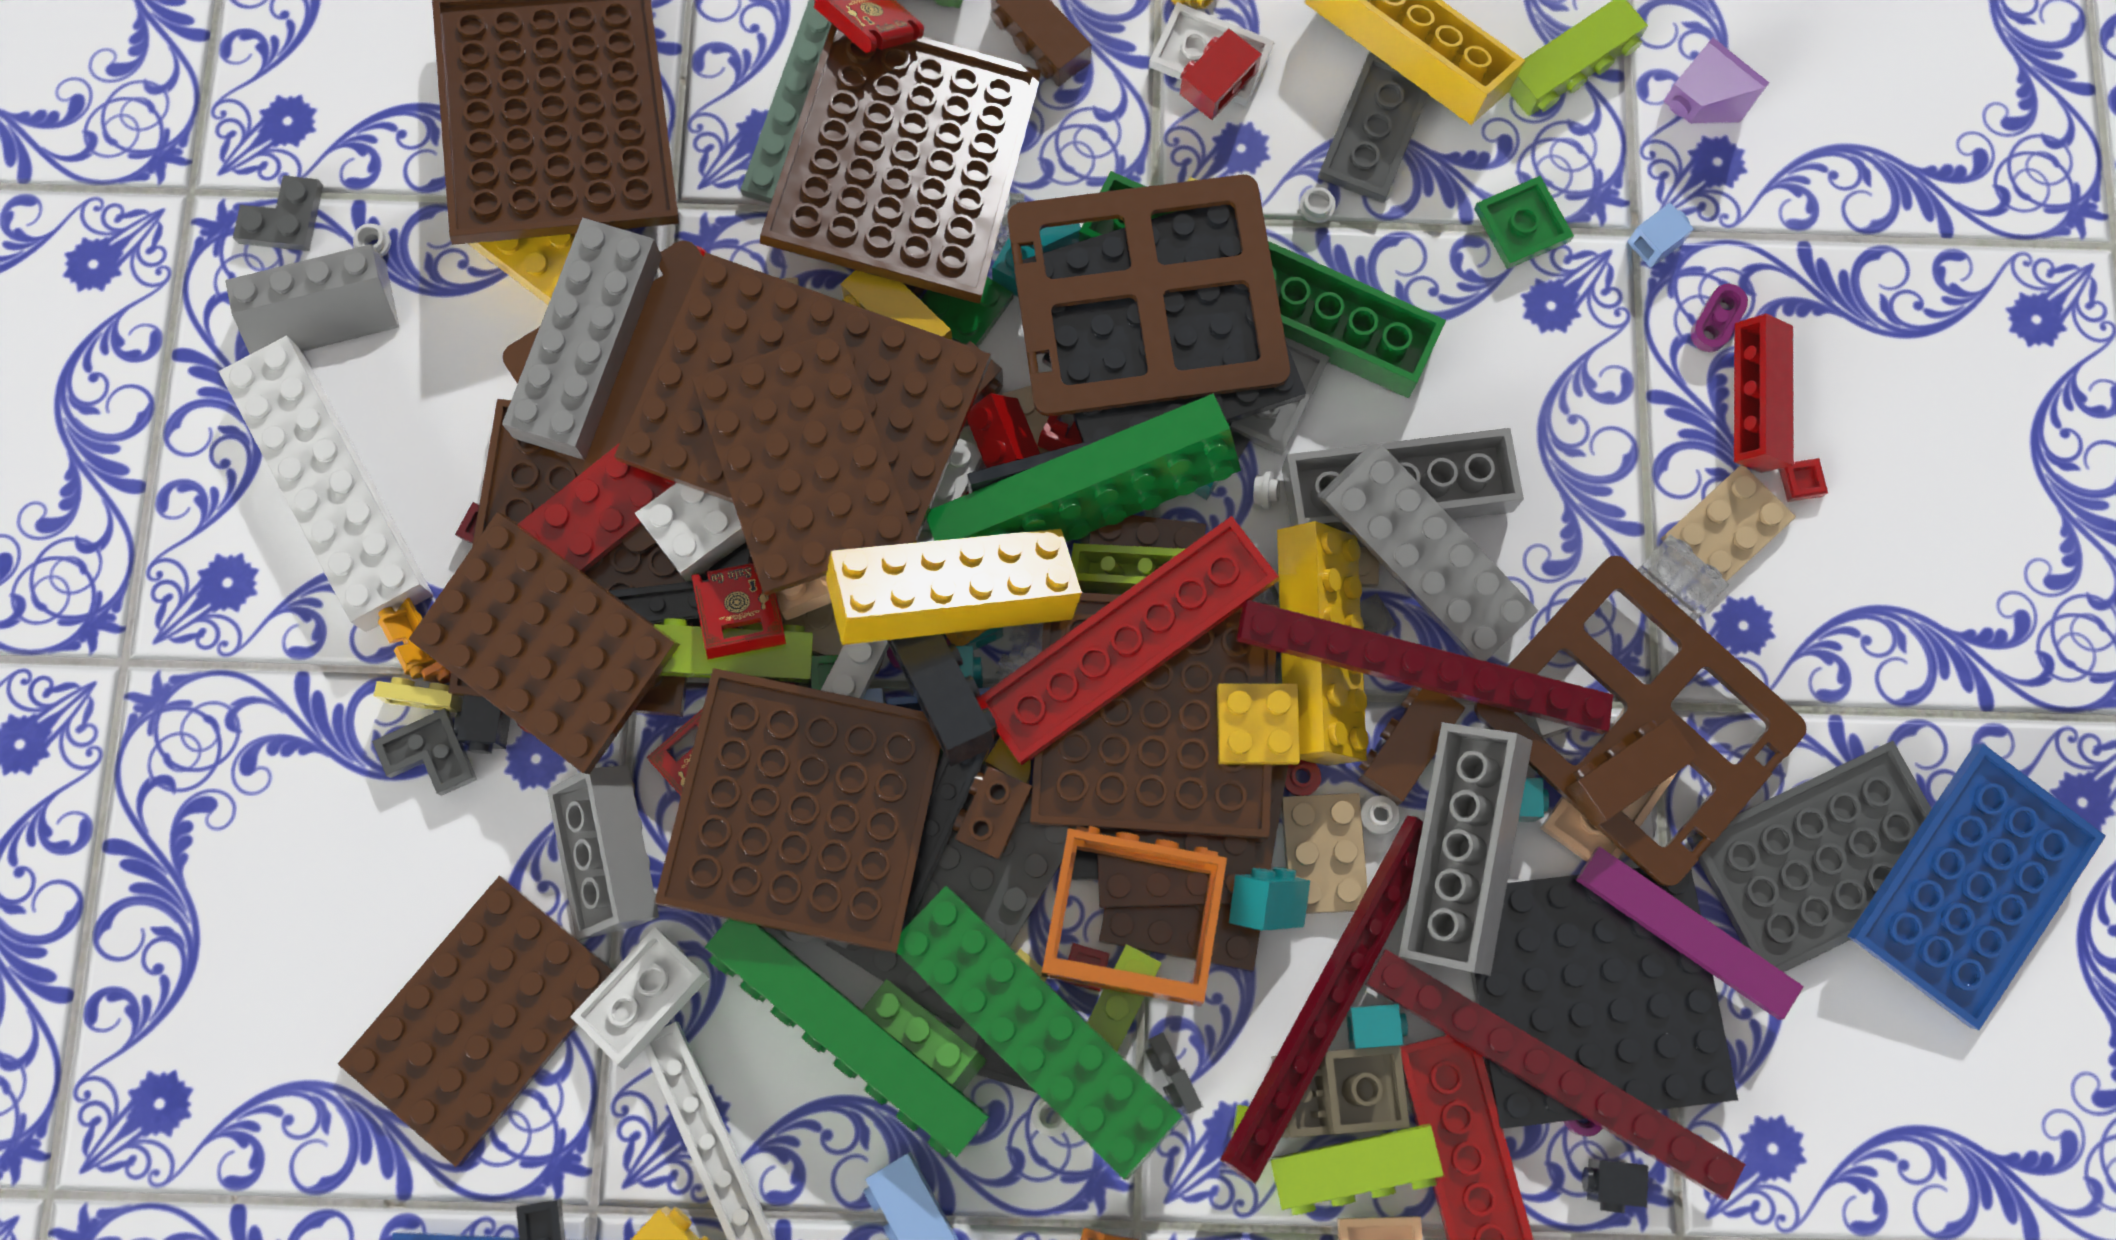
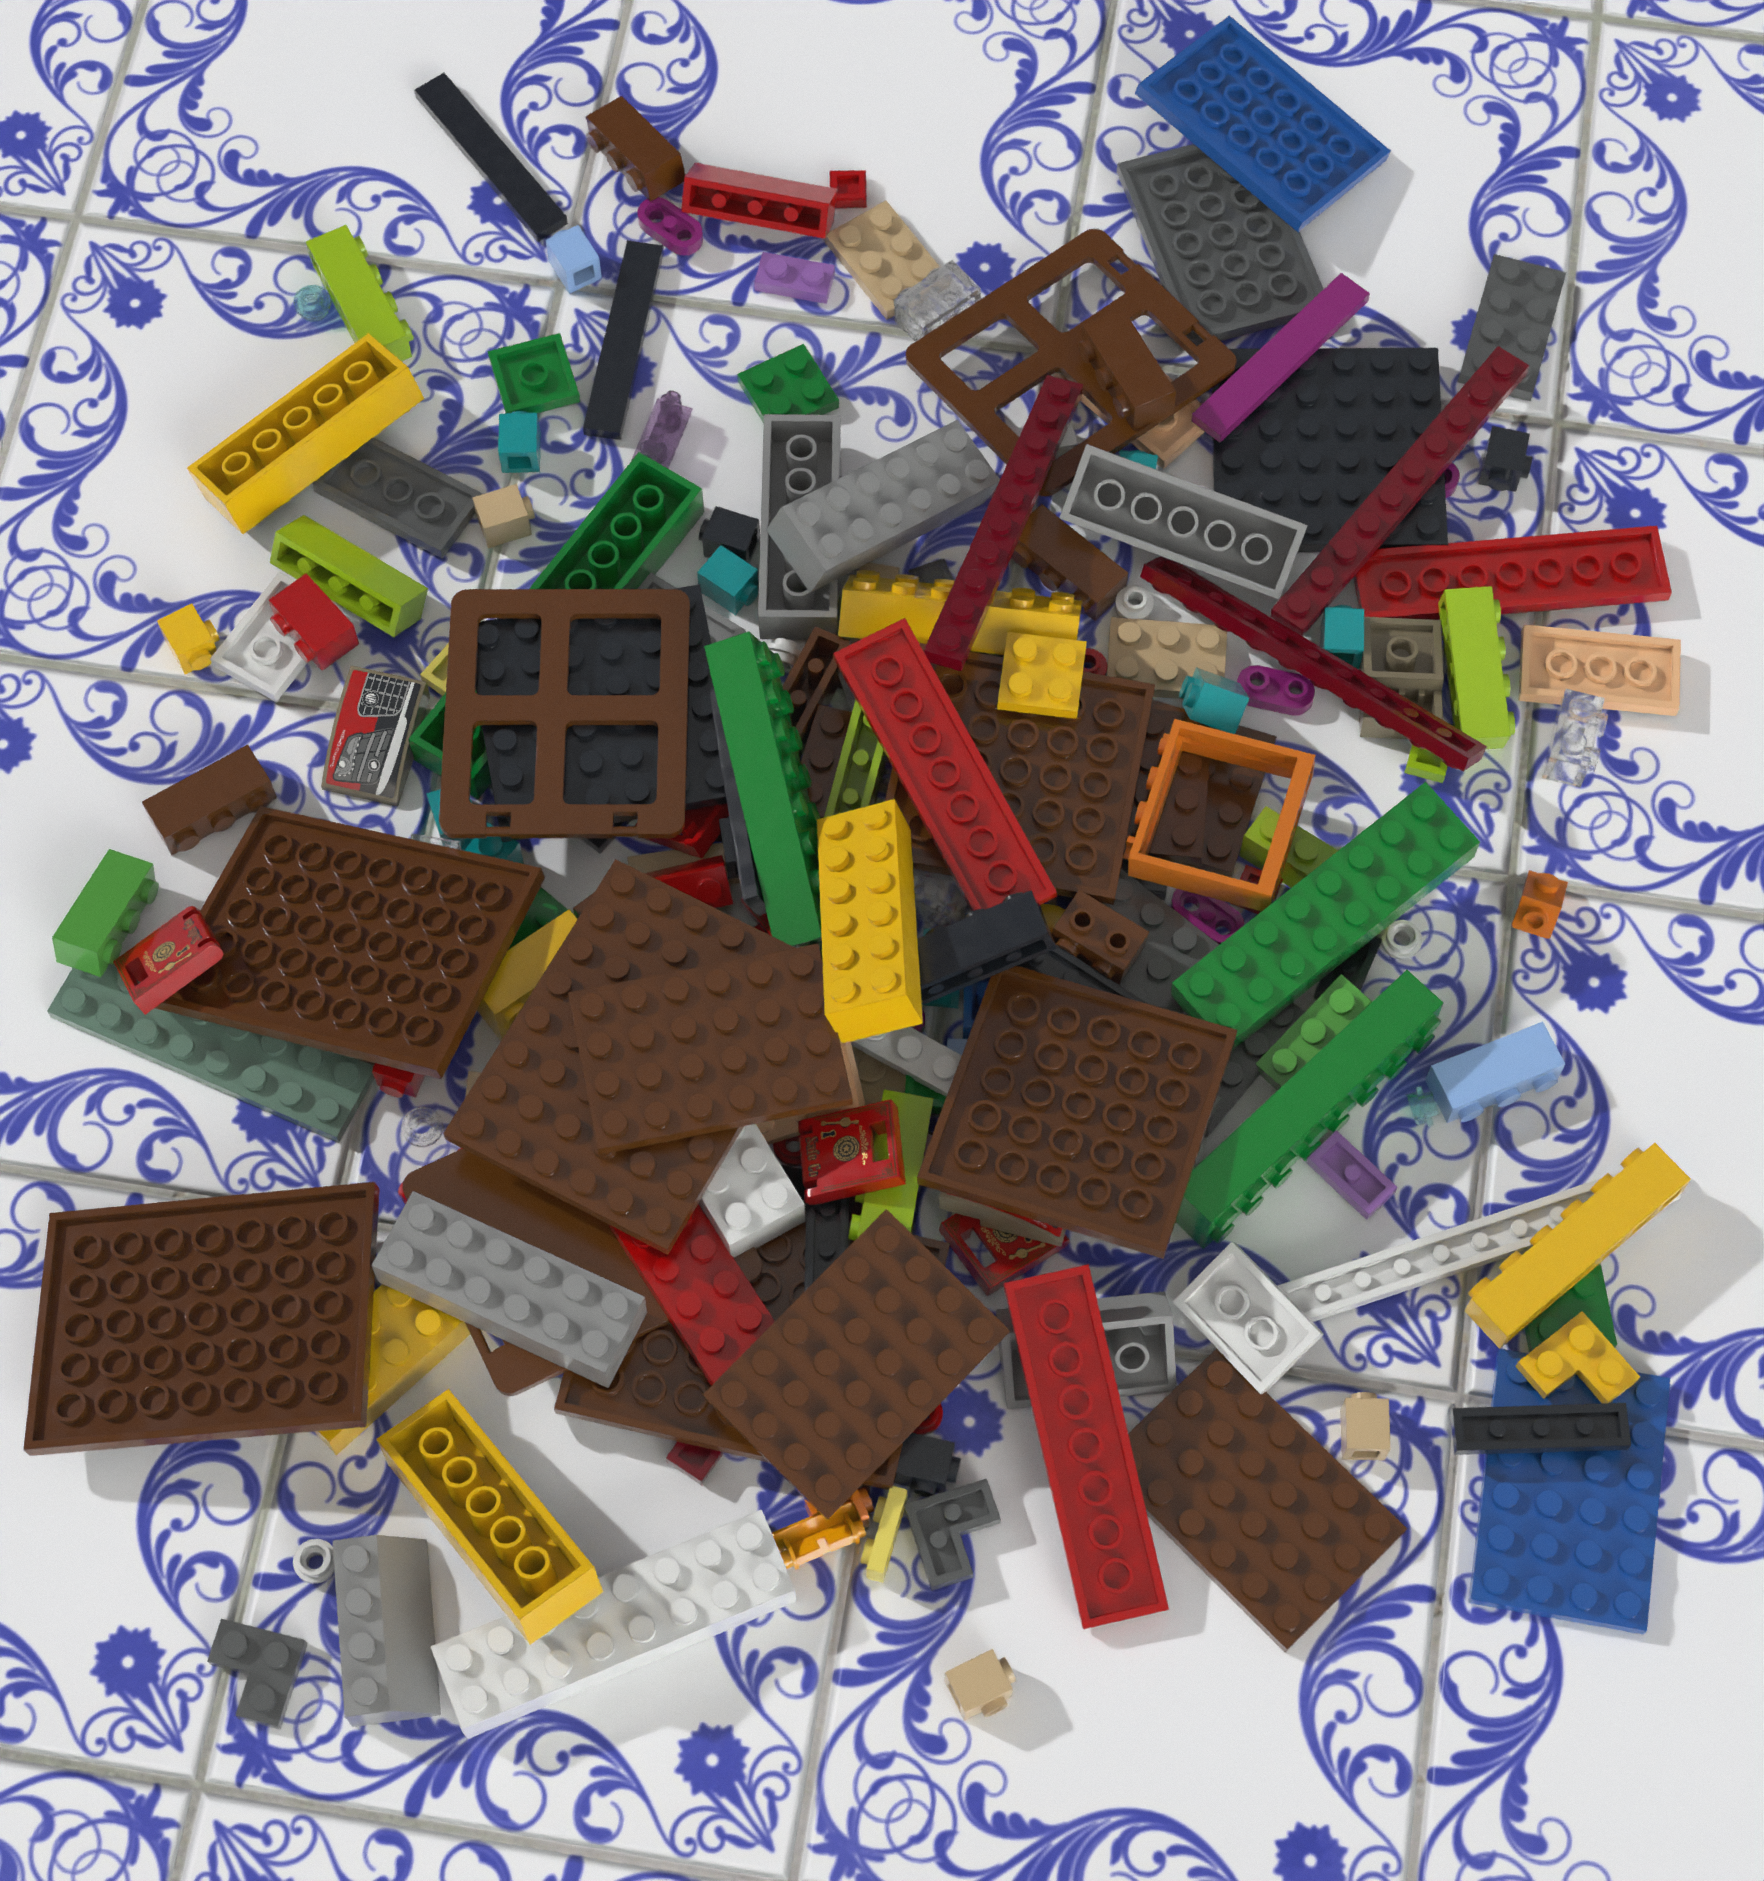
camera: 80 degrees left, 10 degrees down
(289, 794) = (981, 1685): none -> tan brick
(391, 360) = (490, 1516): none -> yellow brick
(496, 856) = (1085, 1447): none -> red plate
(547, 1118) = (1365, 1427): none -> tan brick
(754, 249) = (418, 1116): none -> clear plate
(796, 1086) = (1351, 1175): none -> medium lavender plate
(874, 1149) = (1422, 1106): none -> clear light blue plate
(1041, 920) = (1209, 915): none -> magenta plate
(1125, 142) = (371, 733): none -> slope
(1179, 1088) = (1350, 824): dark grey plate -> none
(1215, 505) = (813, 679): none -> reddish brown brick
(1278, 98) = (349, 575): none -> lime brick
(1304, 963) = (1275, 692): none -> magenta plate
(1317, 205) = (474, 562): white plate -> none
(1334, 425) = (729, 580): none -> teal brick
(1367, 219) = (503, 515): none -> tan brick
(1381, 419) = (732, 531): none -> black brick
(1449, 220) = (519, 442): none -> teal brick
(1486, 347) = (664, 429): none -> clear purple hinge
(1557, 23) = (316, 310): none -> clear light blue plate
(1559, 455) = (788, 385): none -> green plate
(1584, 297) = (623, 340): none -> black tile
(1688, 443) = (794, 277): none -> medium lavender plate
(1715, 87) = (425, 180): slope -> none
(1762, 145) = (491, 157): none -> black tile
(1795, 267) = (635, 148): none -> reddish brown brick
(1796, 1183) = (1516, 316): none -> dark grey plate

